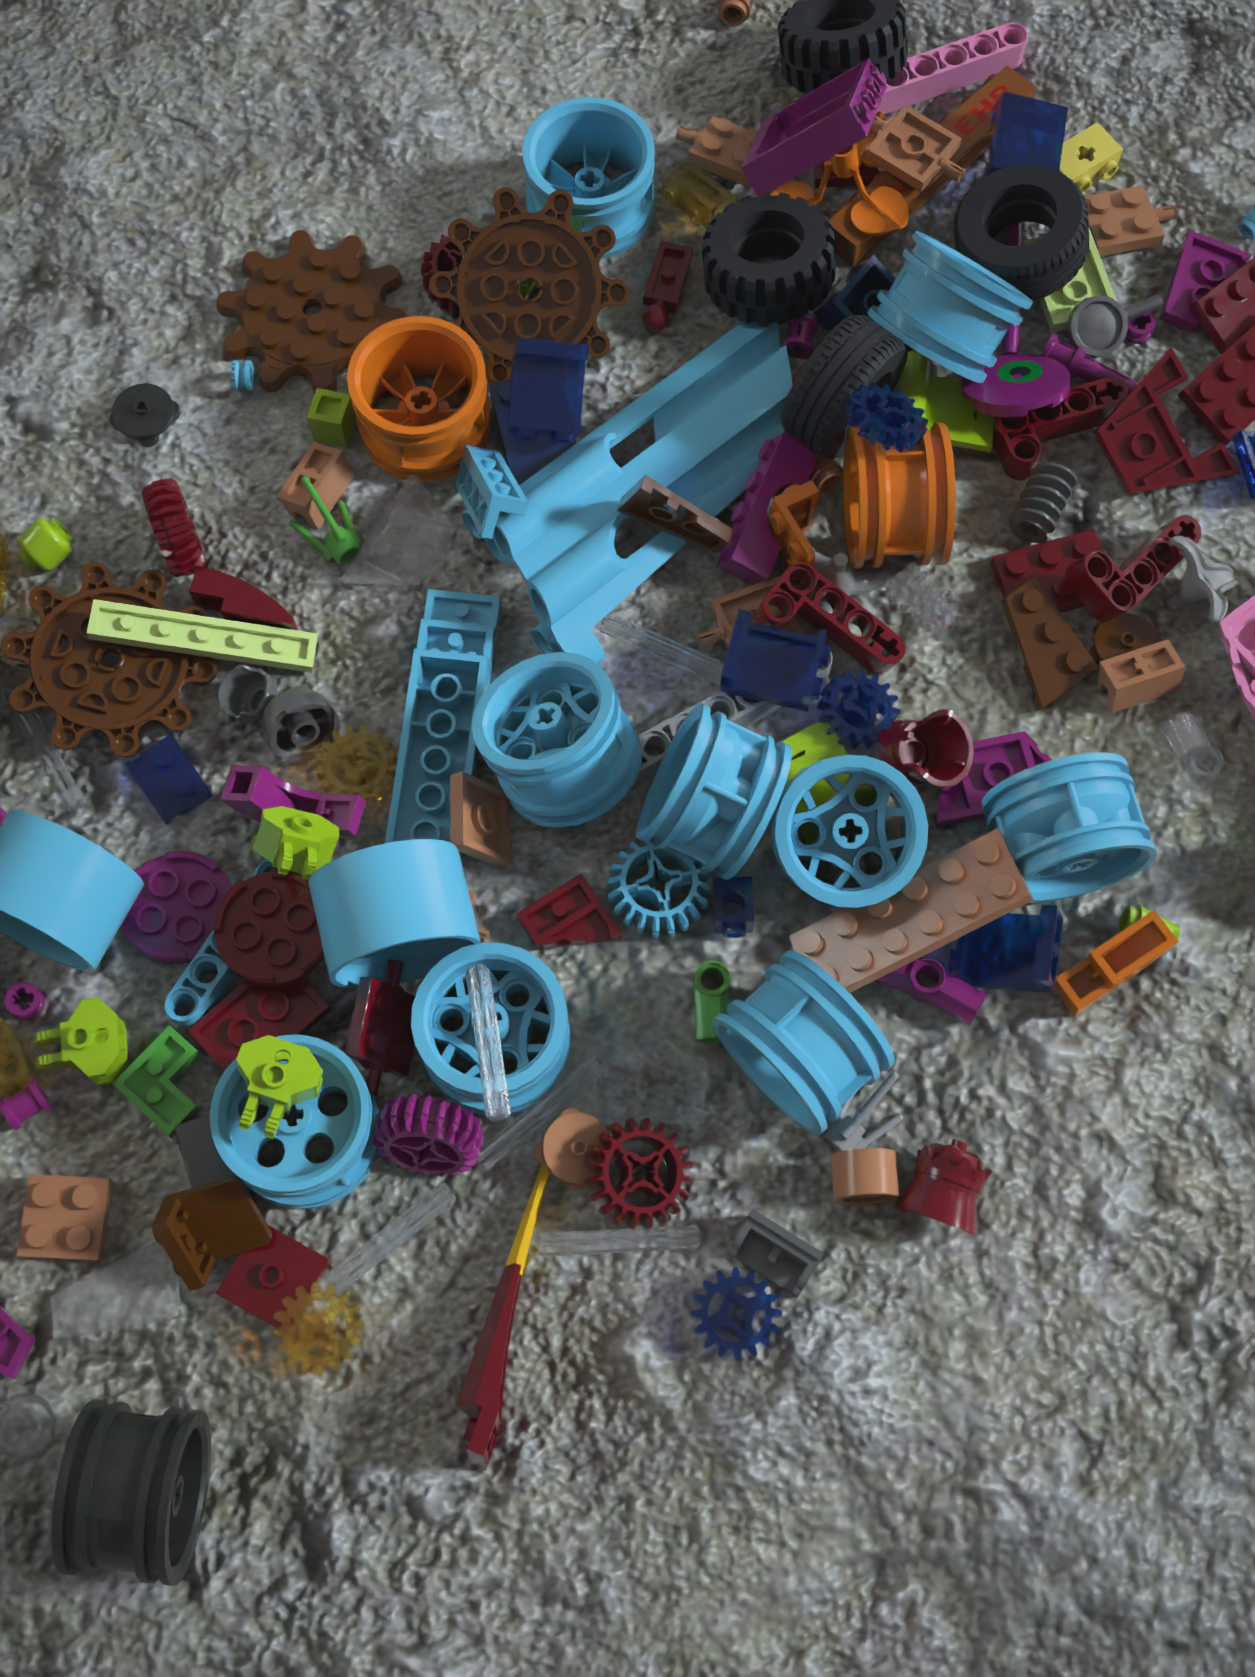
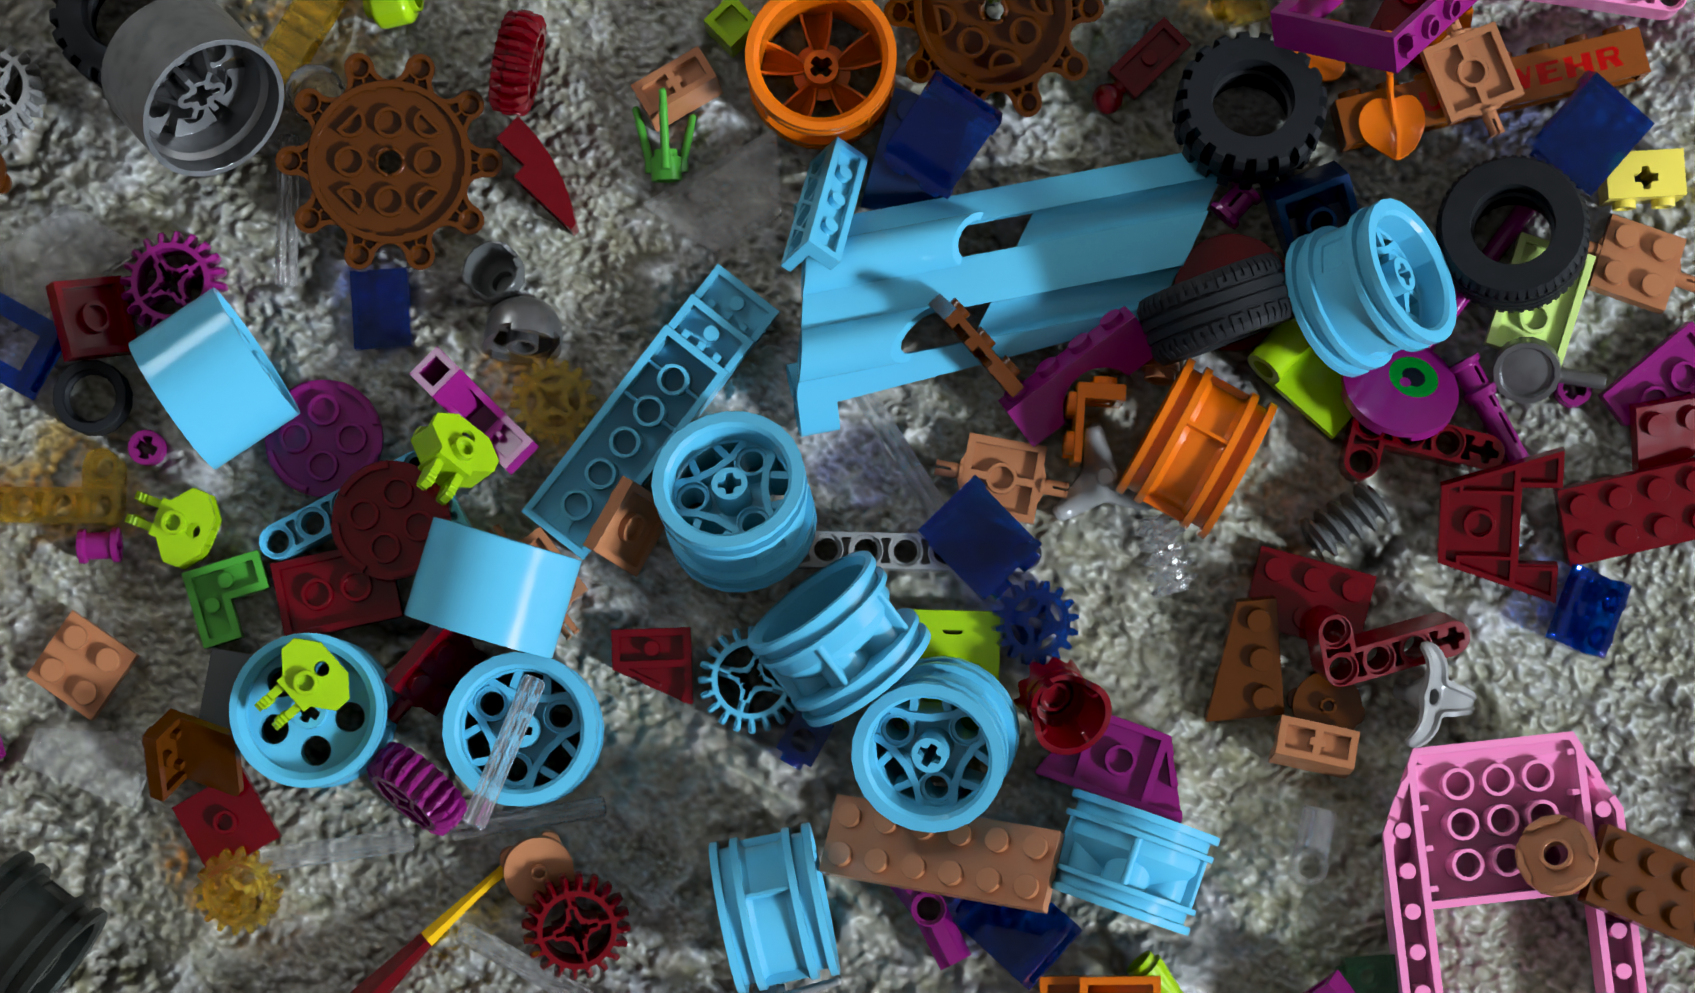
camera: 30 degrees right, 15 degrees up
(202, 636) = (484, 191): yellowish green plate -> none
(709, 1002) = (728, 817): bright green piece -> none
(844, 612) = (1065, 529): dark red beam -> none
(886, 417) = (1225, 401): clear blue gear -> none

